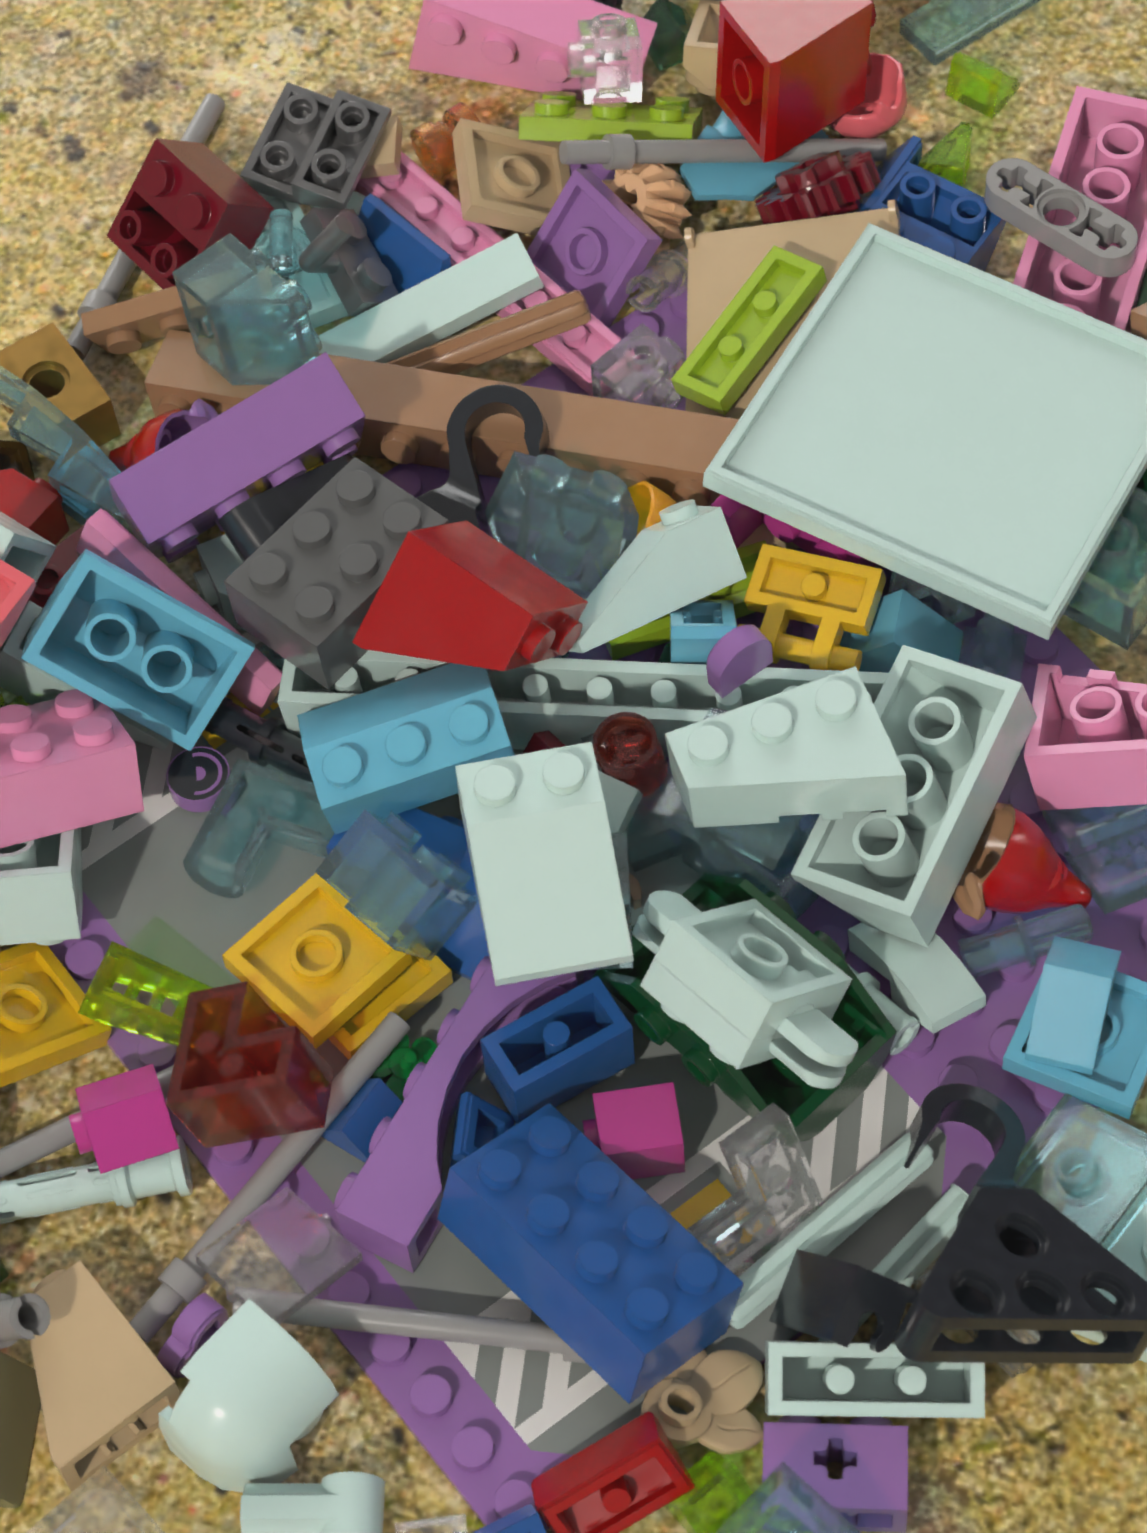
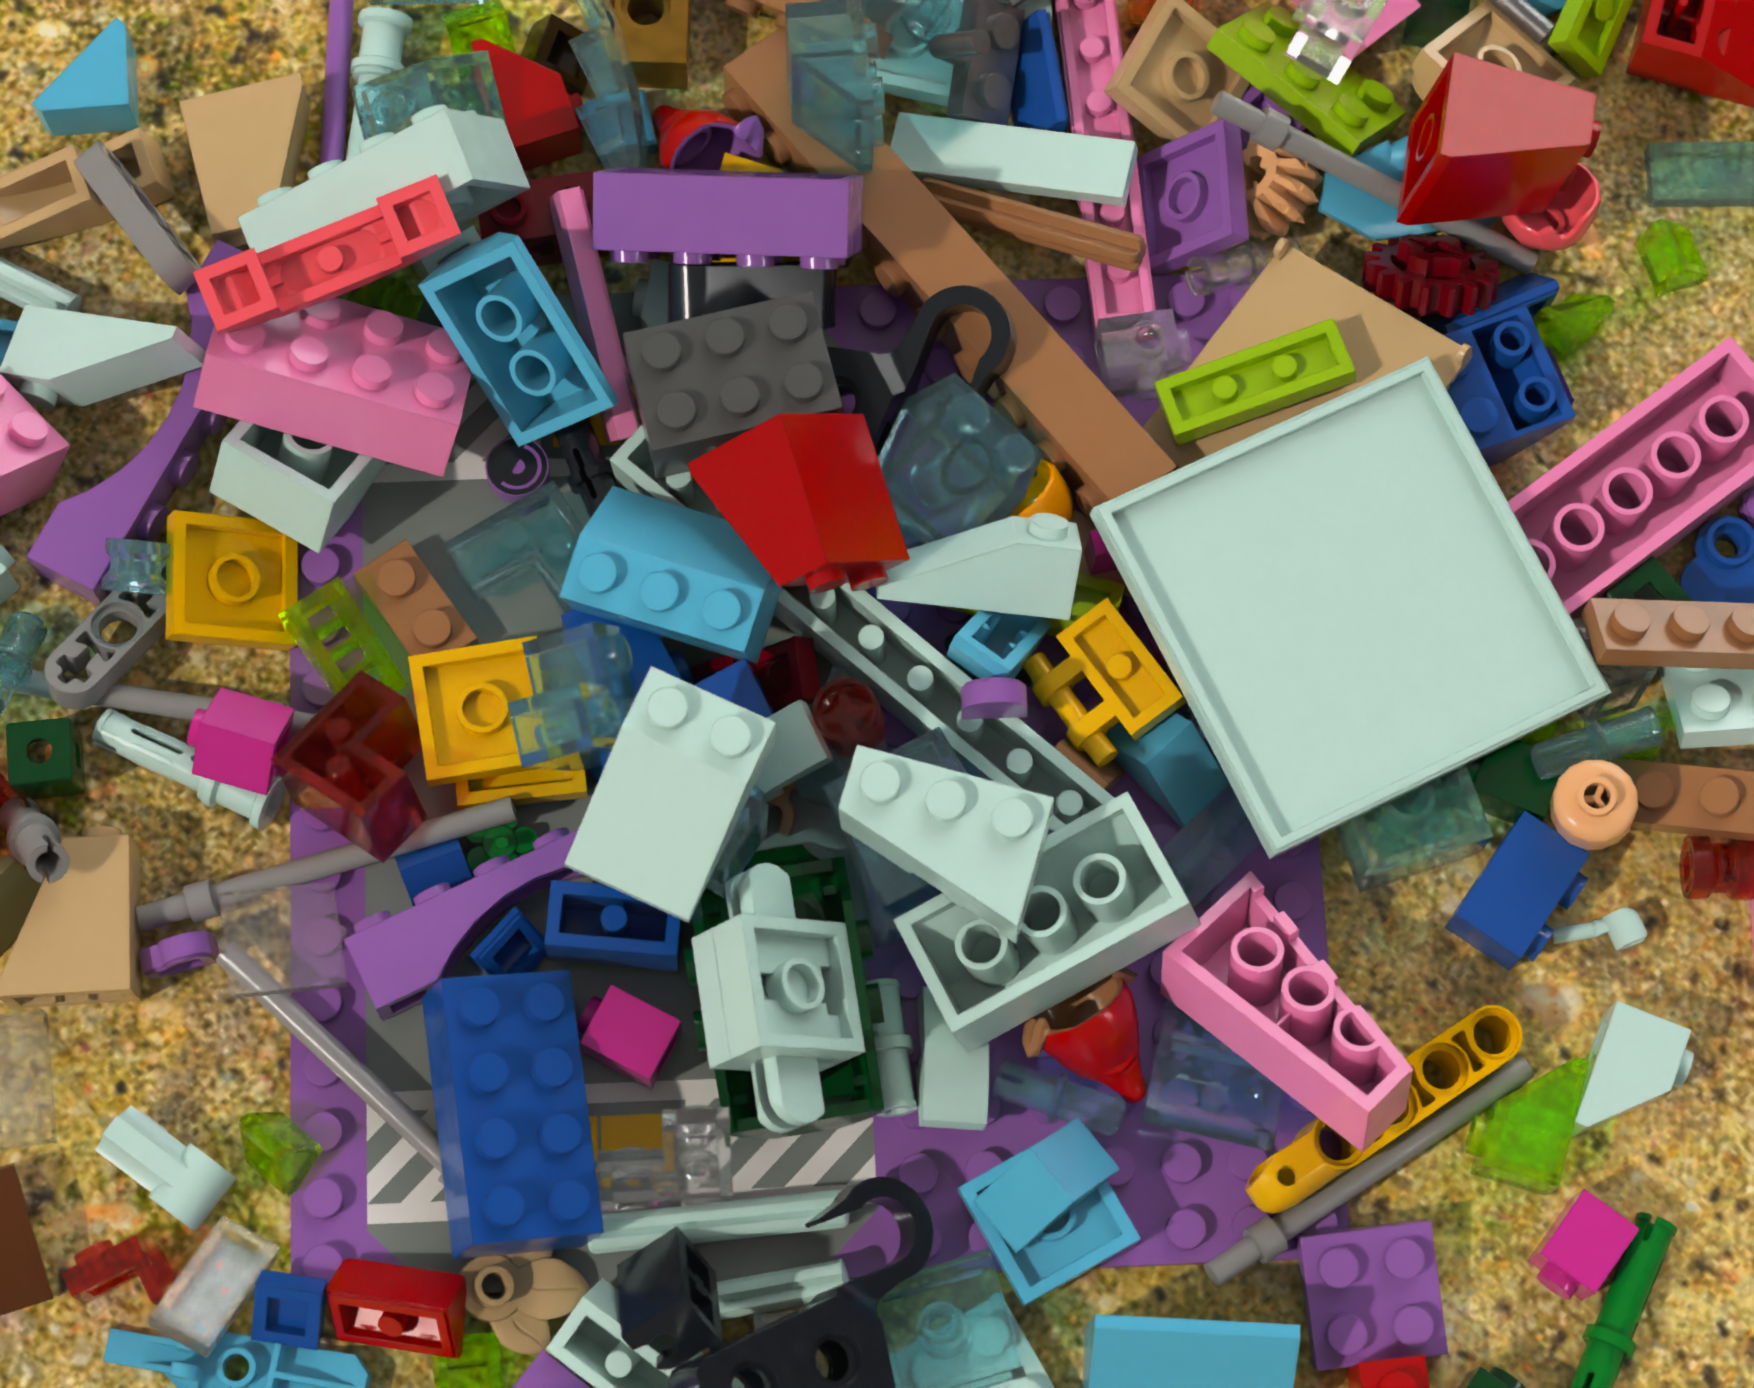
camera: 25 degrees right, 15 degrees up
(185, 932) = (413, 602): none -> medium nougat plate
(246, 1403) = (172, 1045): light aqua brick -> none
(404, 1434) = (278, 1149): none -> clear neon green slope
(1070, 240) = (1633, 501): light grey beam -> none

